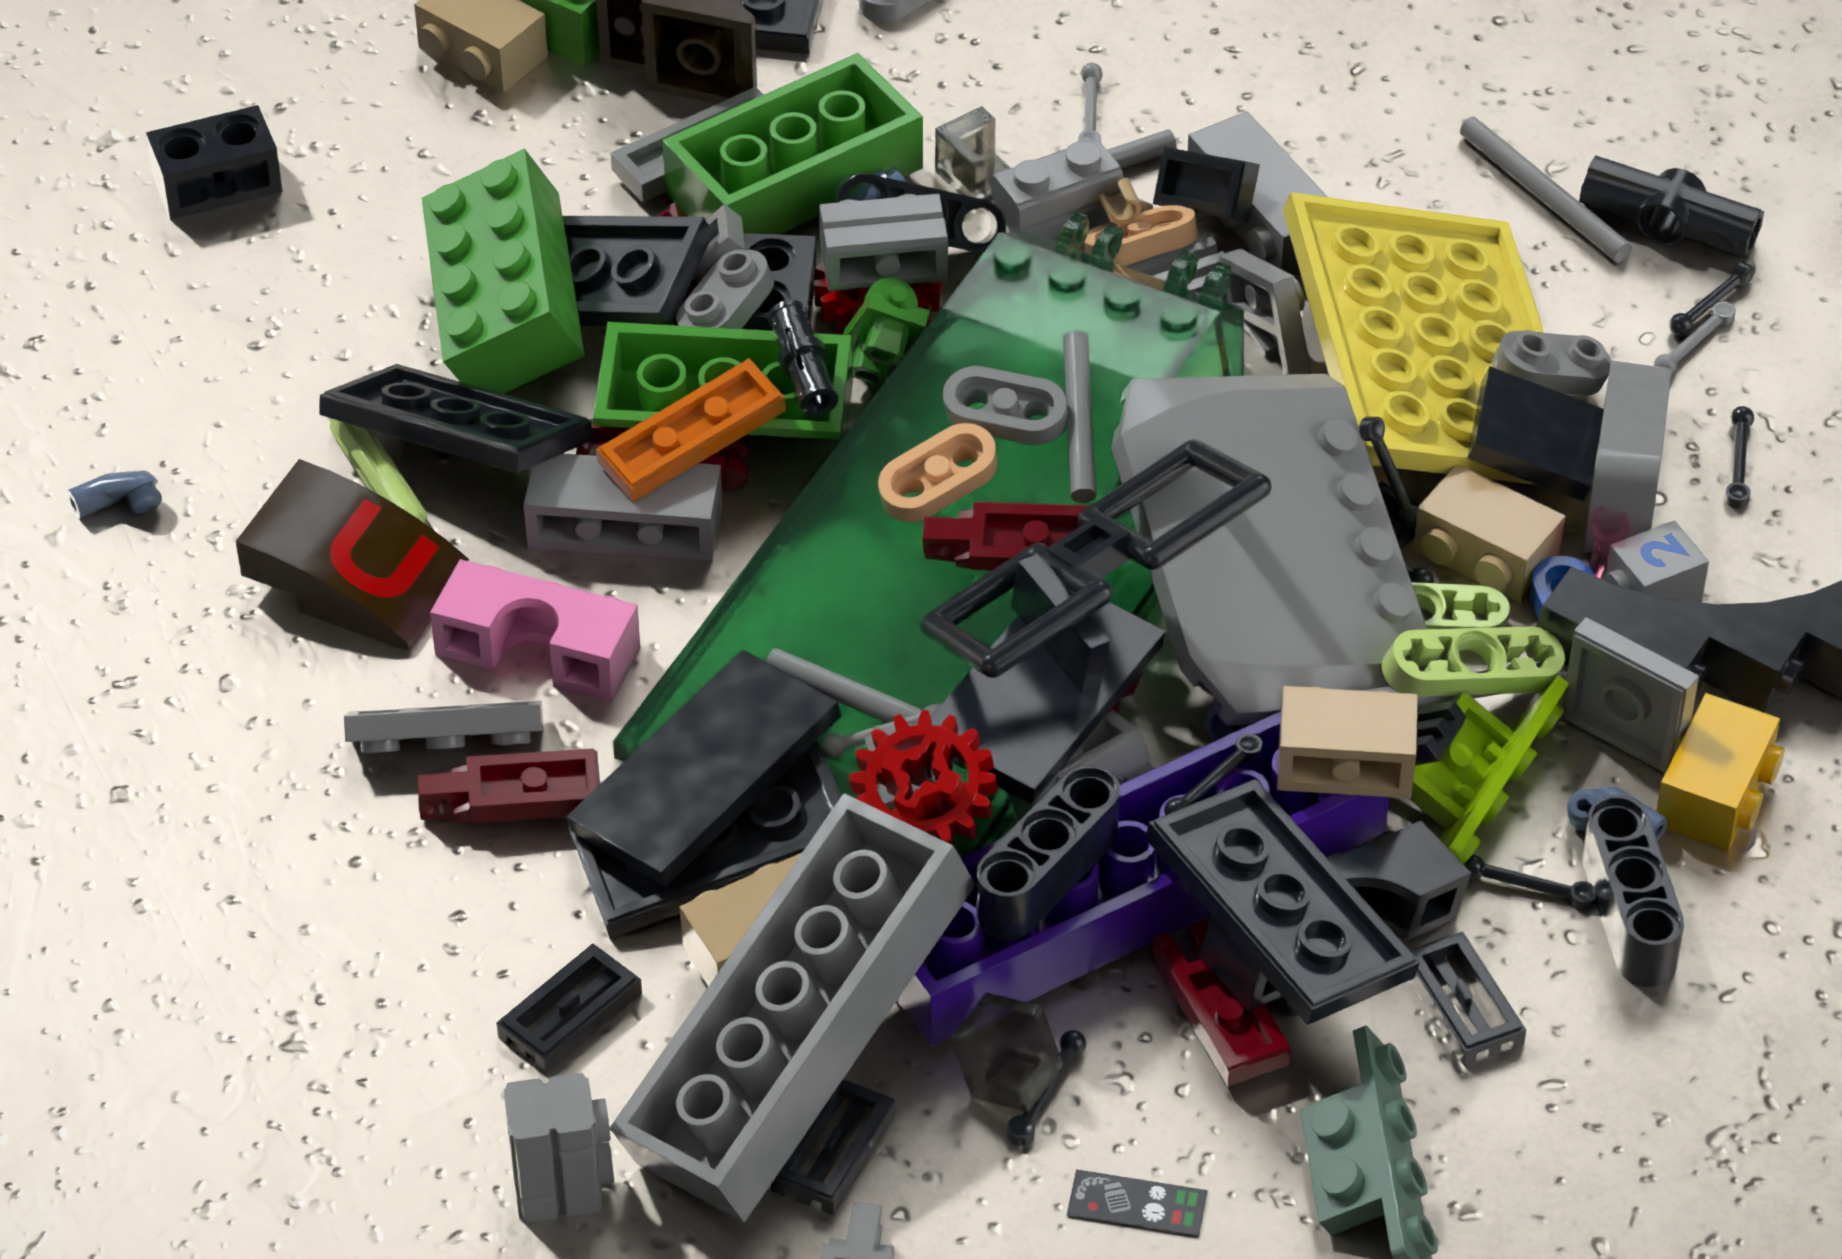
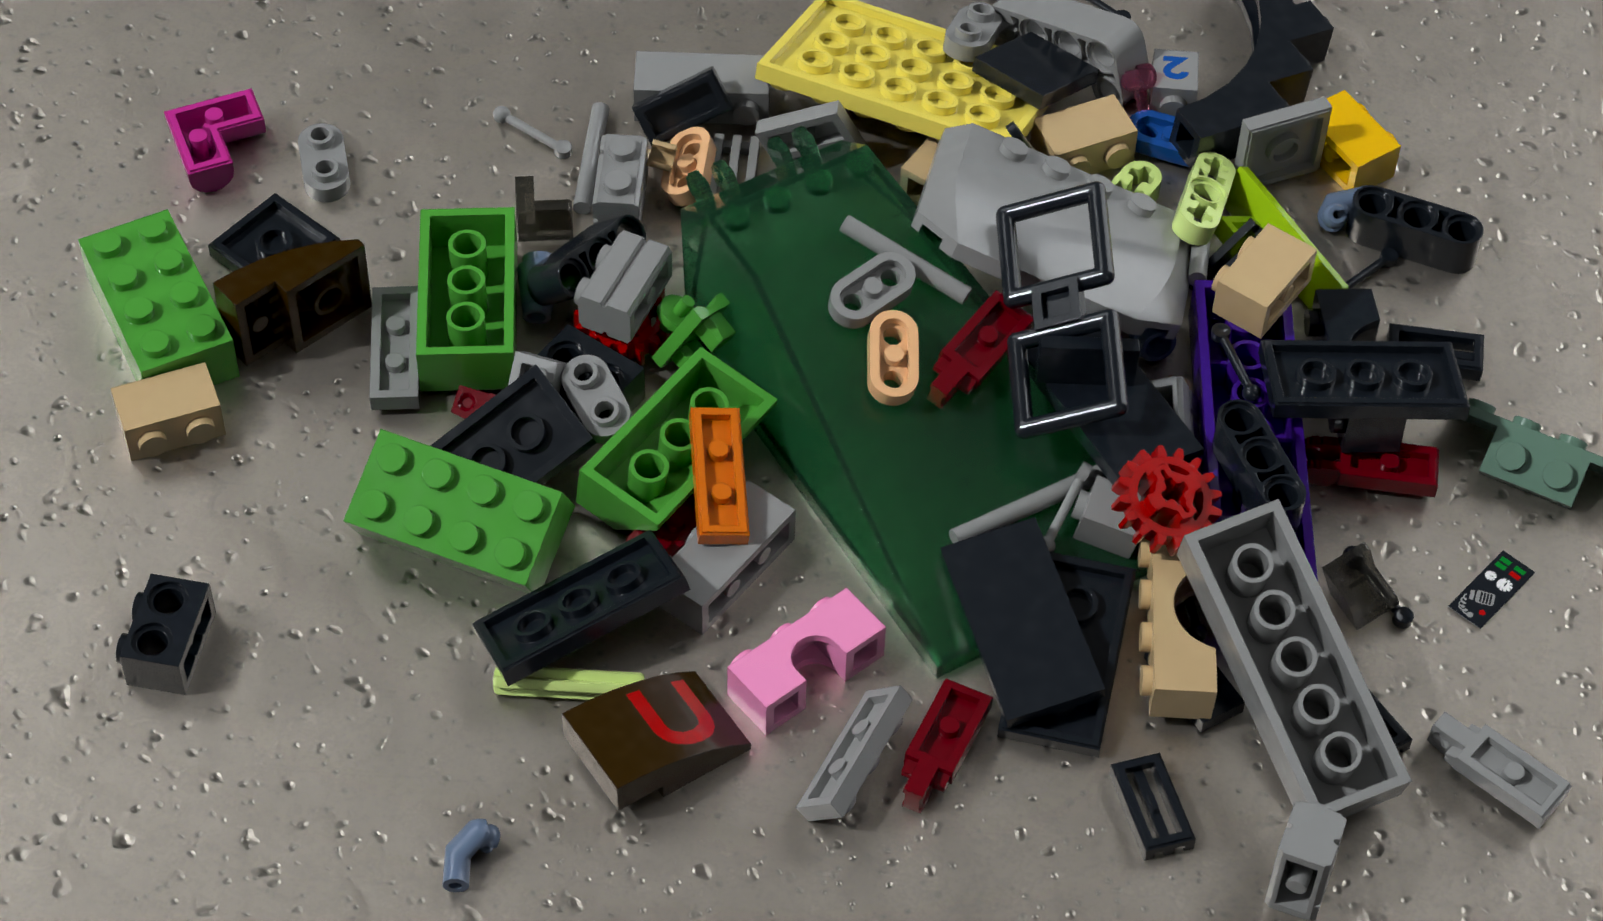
camera: 60 degrees left, 5 degrees up
(802, 358) = (713, 379): black pin -> none

